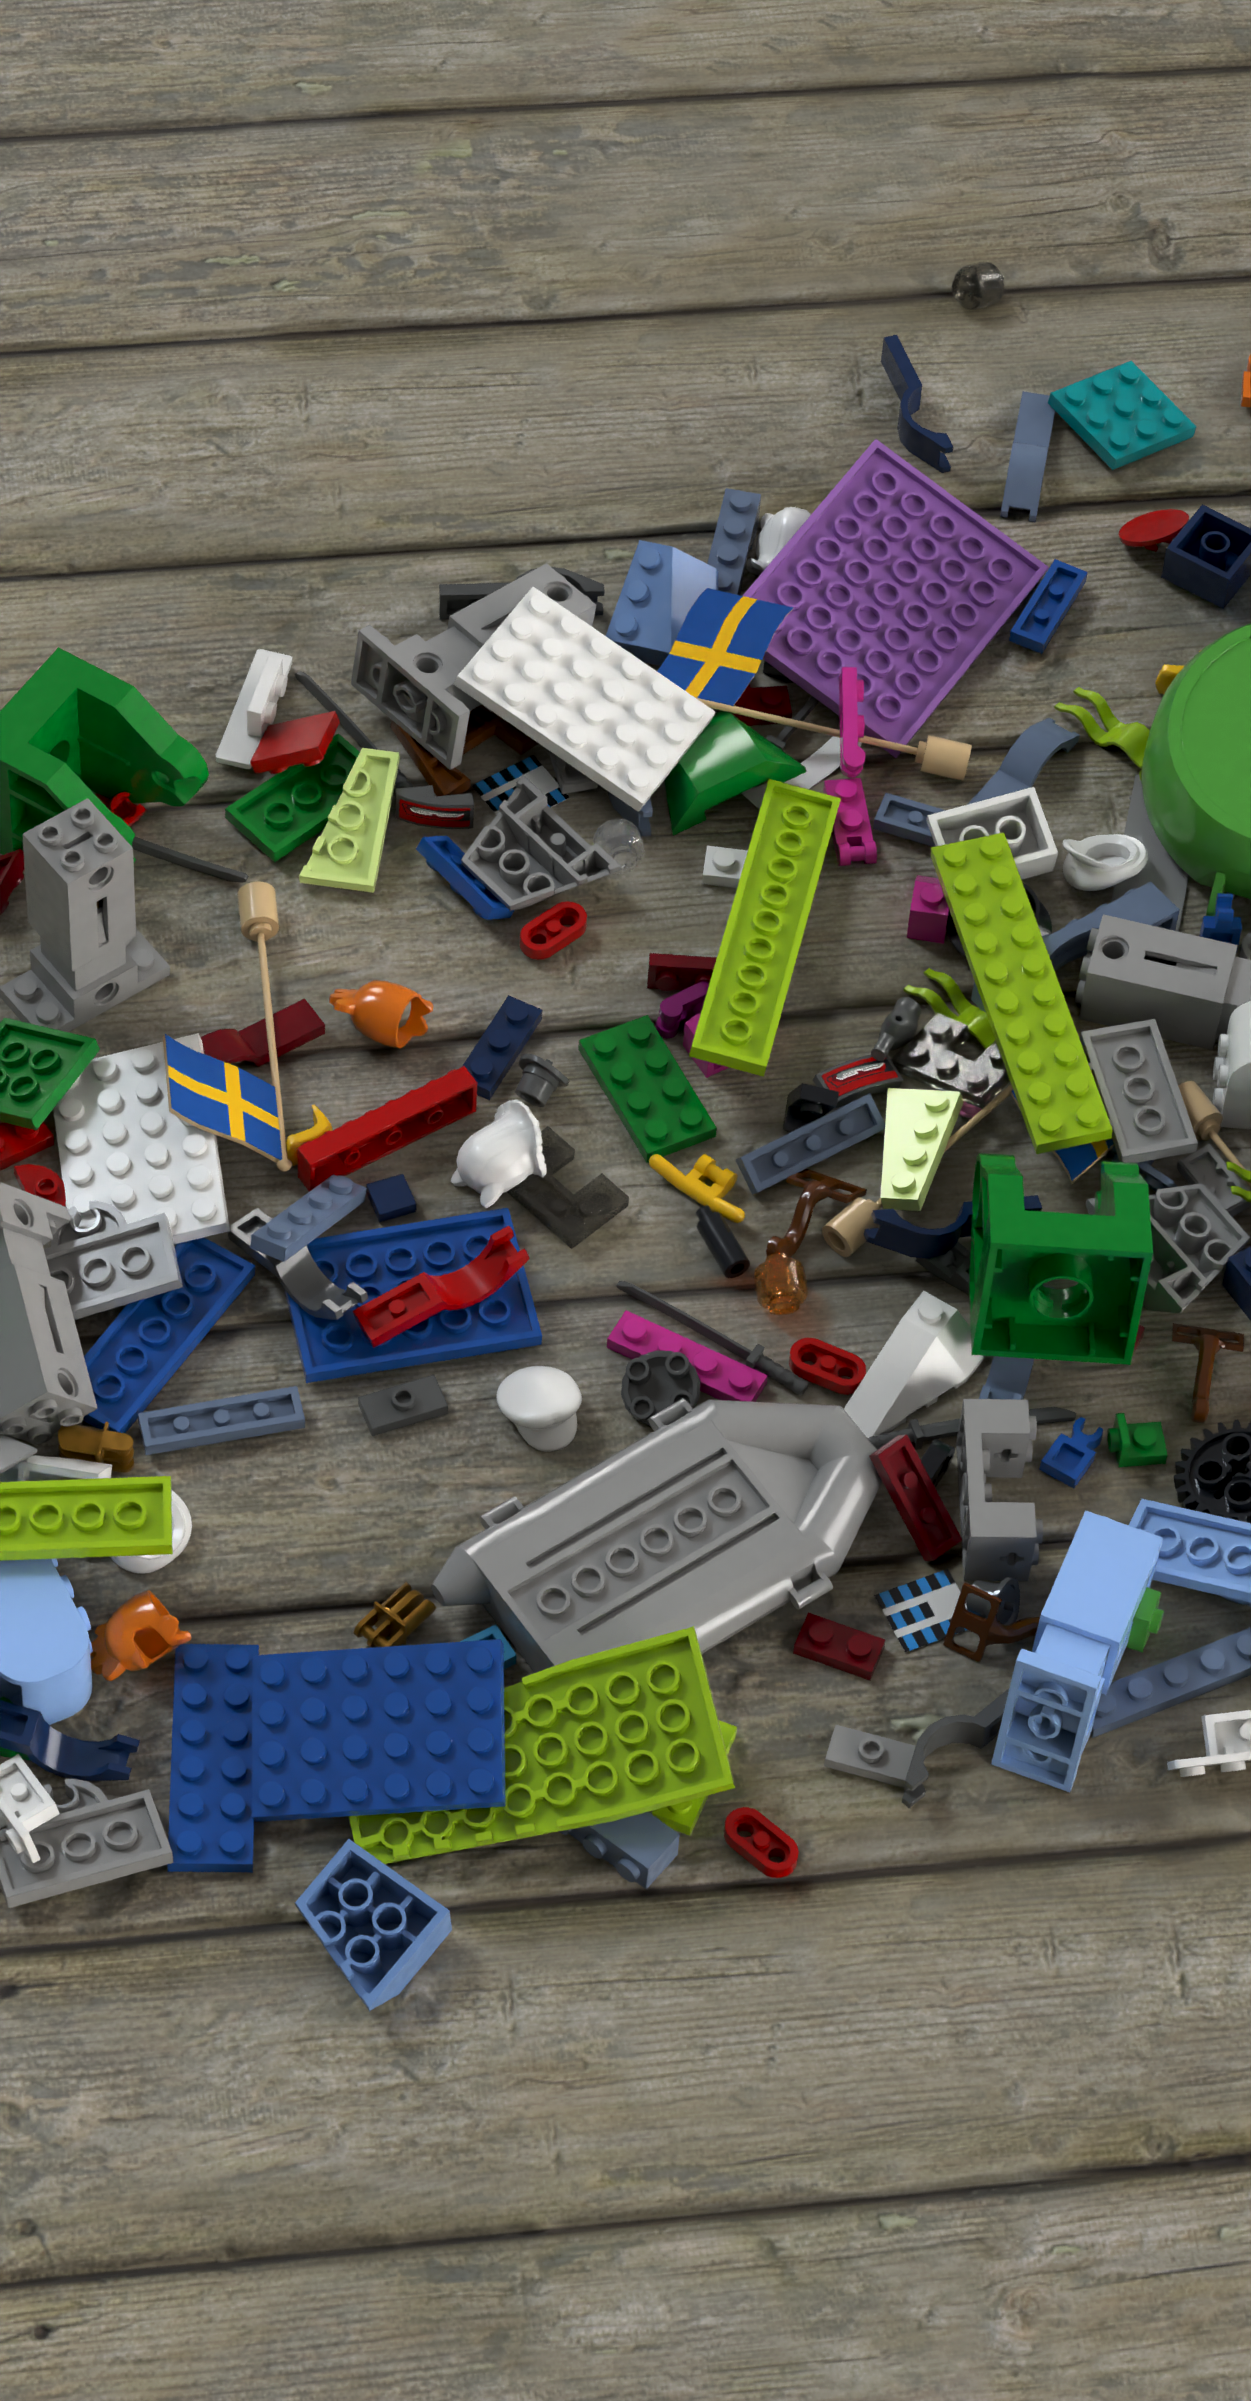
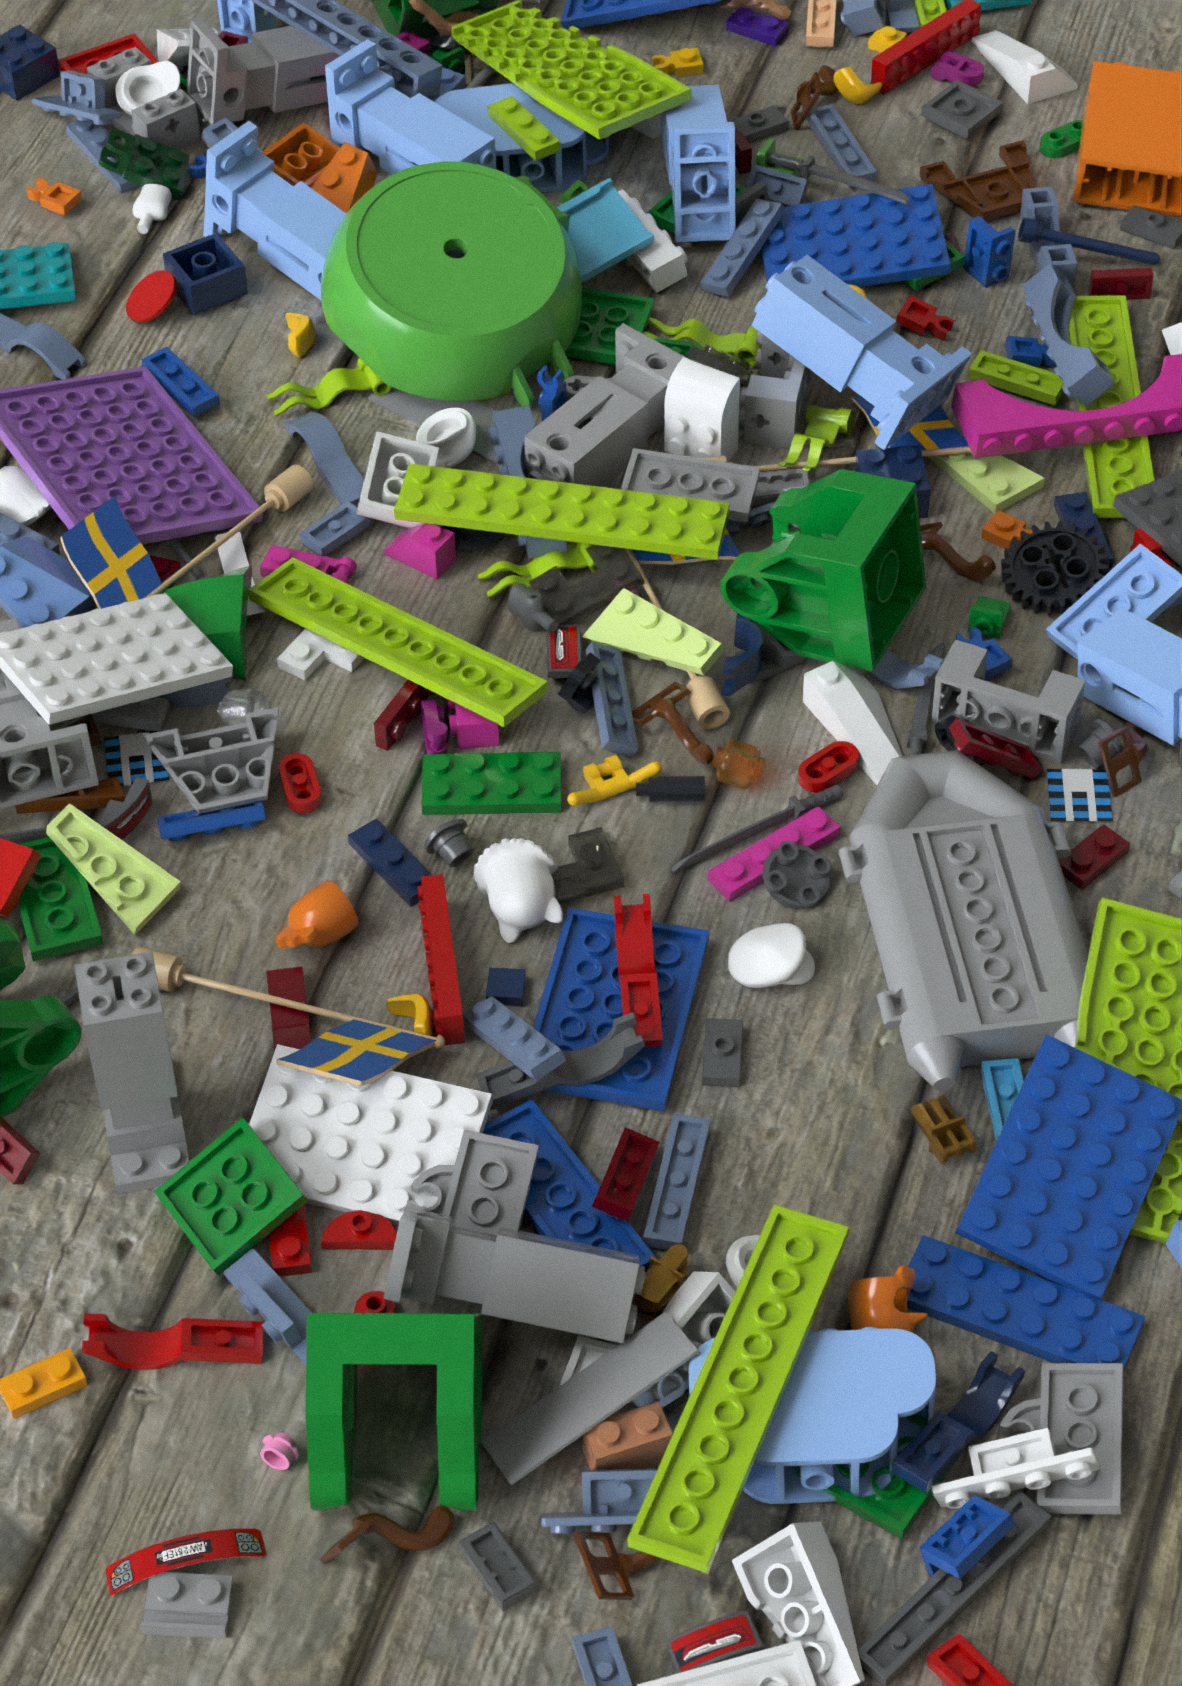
camera: 60 degrees left, 5 degrees down
(200, 1371) = (625, 1174): none -> dark red plate
(851, 724) = (232, 518): dark pink plate -> none

